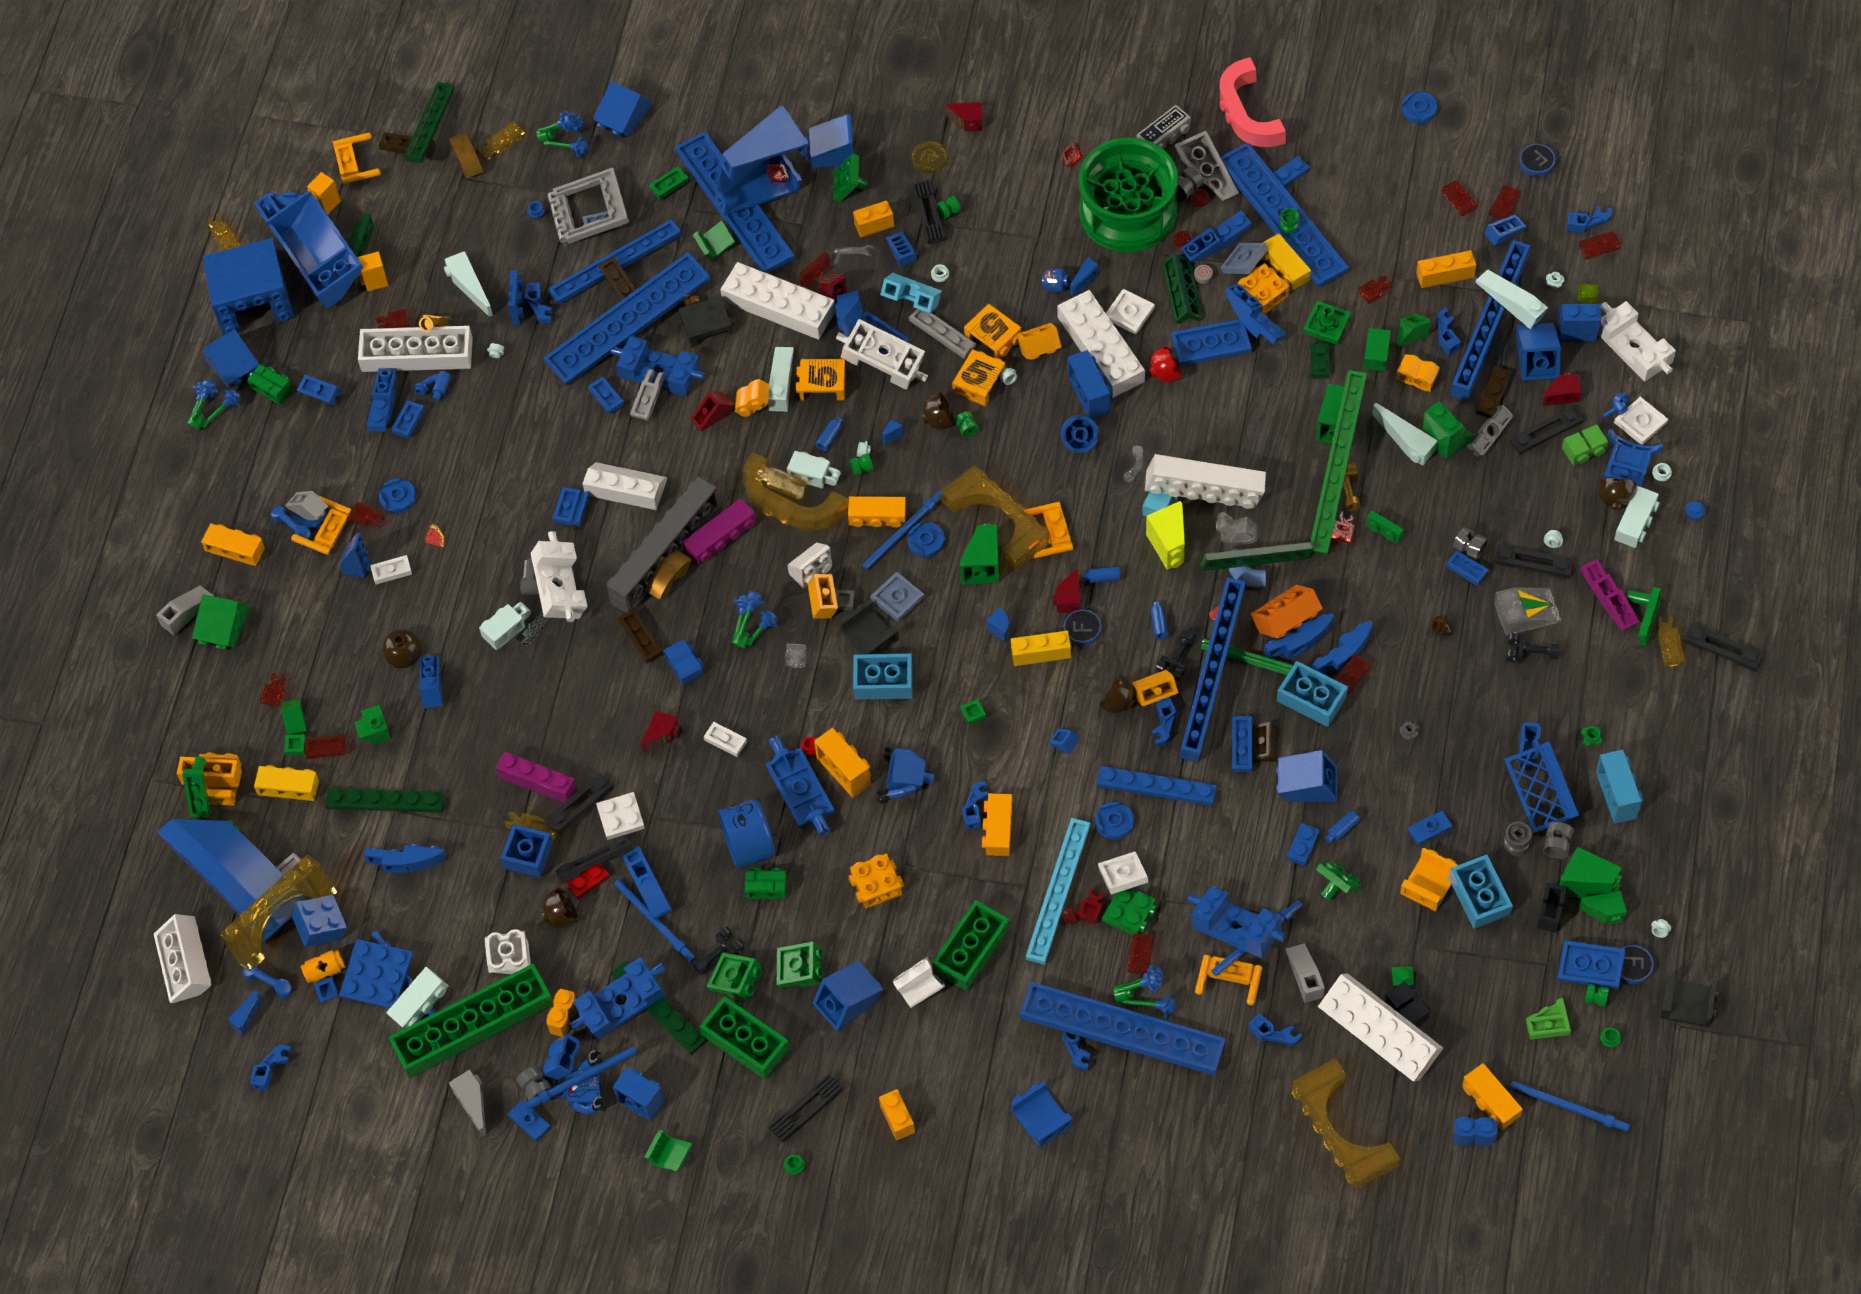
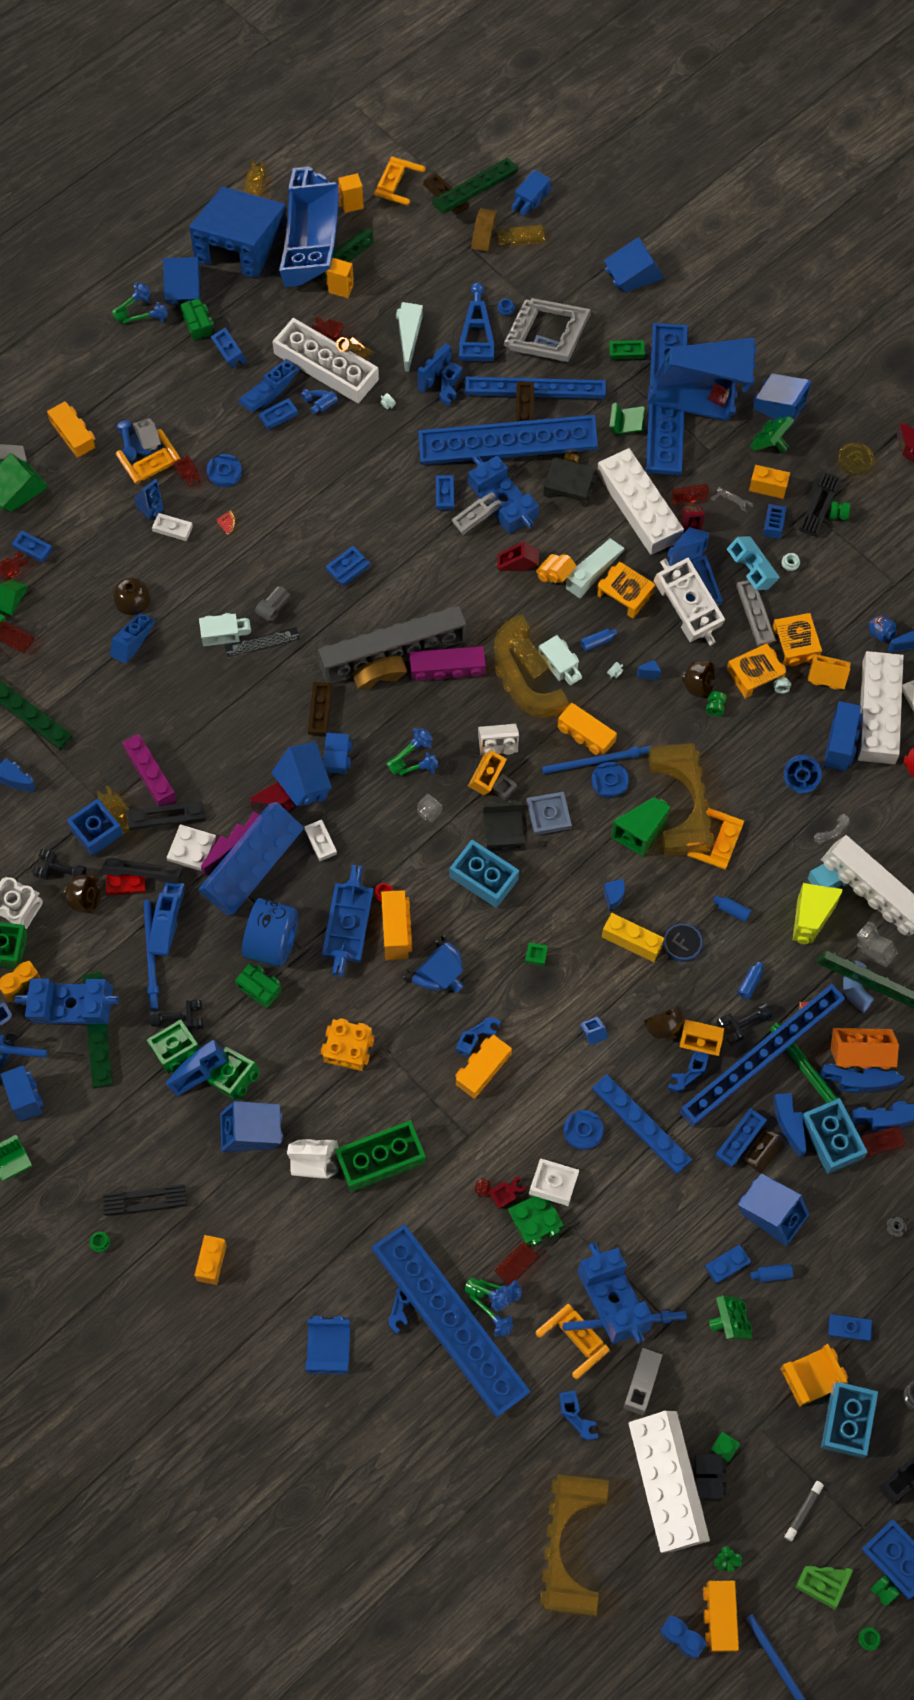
camera: 30 degrees right, 5 degrees up
(279, 663) = (32, 546): none -> blue plate
(372, 726) = (59, 645): green brick -> none
(482, 99) = (531, 192): none -> blue hinge
(503, 900) = (50, 857): none -> black bar
(539, 262) = (476, 351): none -> blue plate
(554, 562) = (297, 603): white brick -> none
(569, 122) = (579, 250): blue plant -> none
(624, 485) = (403, 575): white slope -> none
(651, 794) = (224, 845): none -> magenta slope
(672, 694) = (303, 774): none -> blue slope
(681, 789) = (251, 858): none -> blue brick
(744, 1037) = (140, 1105): green brick -> none
(767, 979) = (196, 1068): none -> blue slope
(861, 465) = (603, 682): green wheel -> none
(1058, 891) = (489, 1159): medium azure plate -> none
(1067, 594) = (691, 905): dark red slope -> none
(1271, 707) = (790, 1122): none -> blue slope
(1465, 1054) = (727, 1559): none -> green plant
(1495, 982) = (804, 1511): none -> dark grey bar

